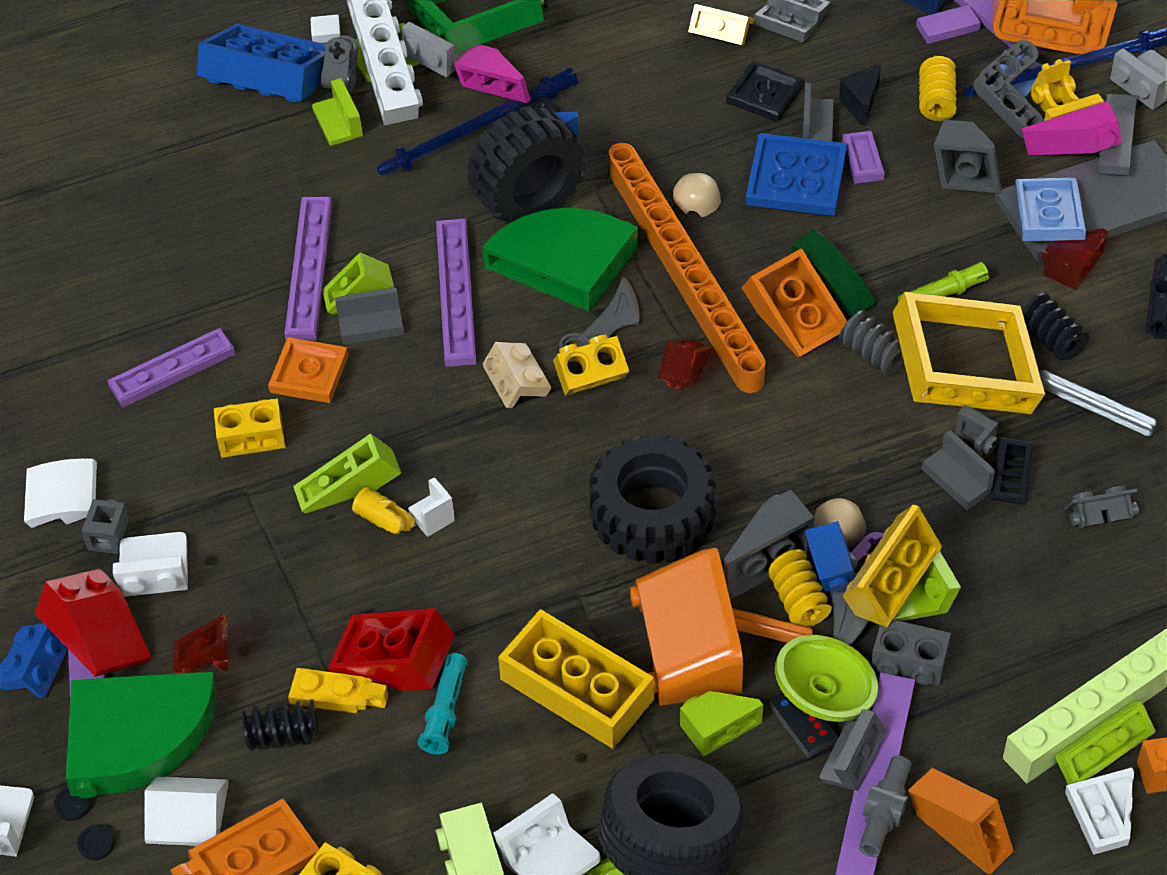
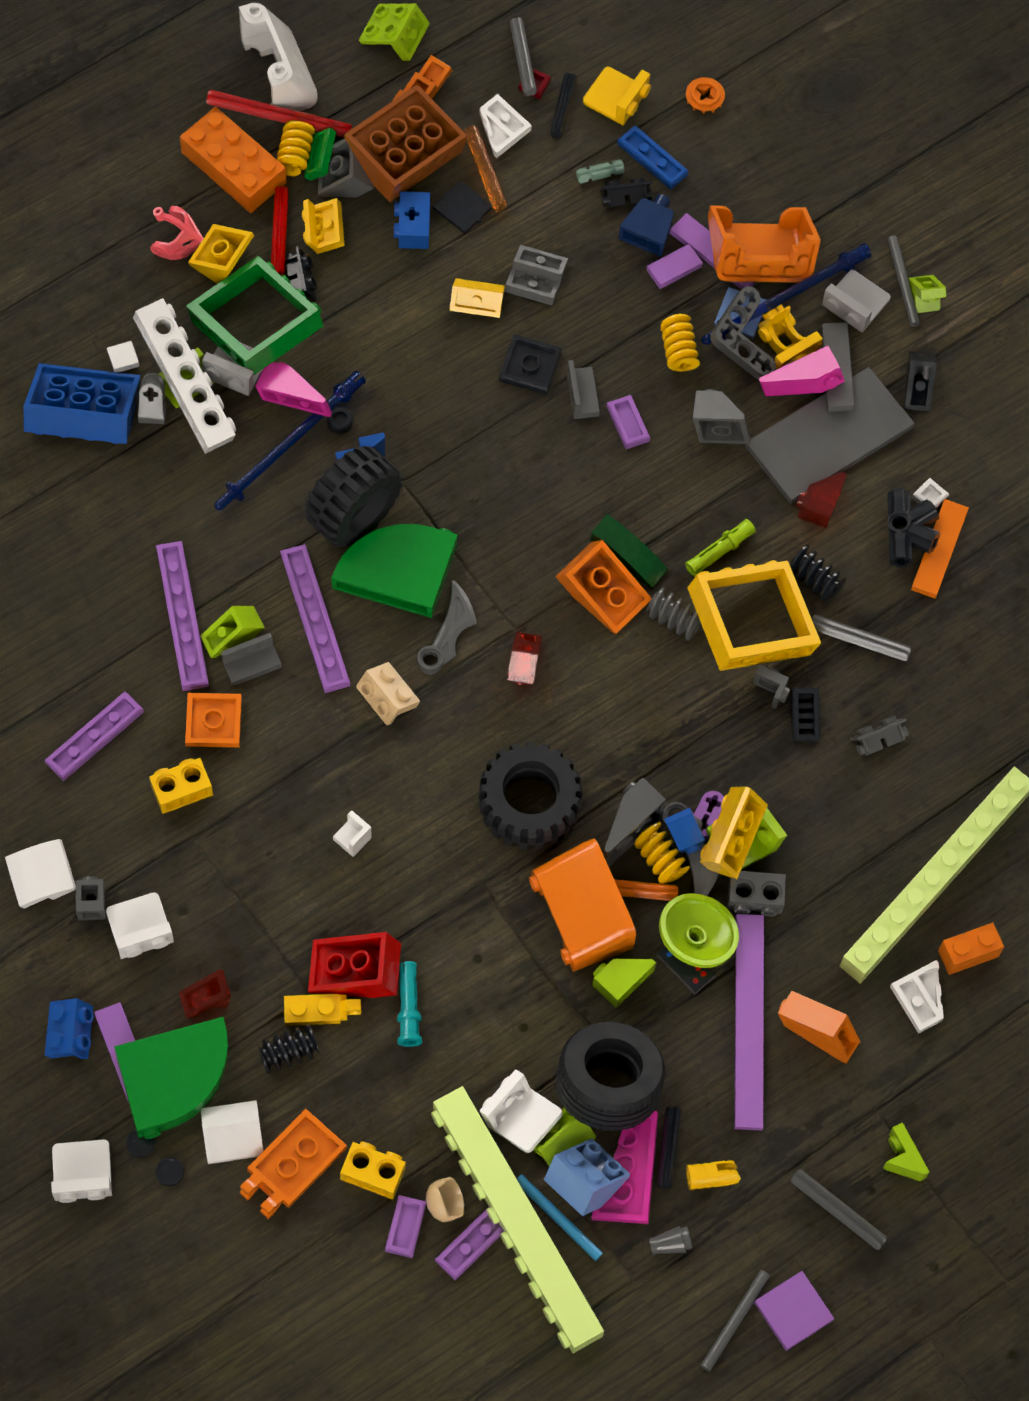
camera: 20 degrees left, 15 degrees up
(93, 622) = (112, 991): red slope -> none
(338, 115) = (162, 452): lime panel -> none
(361, 466) = (276, 817): lime slope -> none
(382, 511) = (314, 844): yellow hinge -> none
(576, 678) = (507, 966): yellow brick -> none
(594, 372) = (451, 682): yellow brick -> none
(687, 269) = (503, 571): orange beam -> none
(697, 193) = (496, 486): tan hair -> none
(796, 174) = (576, 451): blue plate -> none
(847, 514) = (679, 785): tan hair -> none
(854, 751) = (729, 987): dark grey panel -> none
(859, 92) = (613, 356): black slope -> none
(885, 806) = (763, 1028): dark grey pin -> none
(960, 471) = (764, 723): dark grey panel -> none
(1050, 209) = (795, 459): medium blue tile -> none
(1105, 743) = (913, 942): lime tile -> none

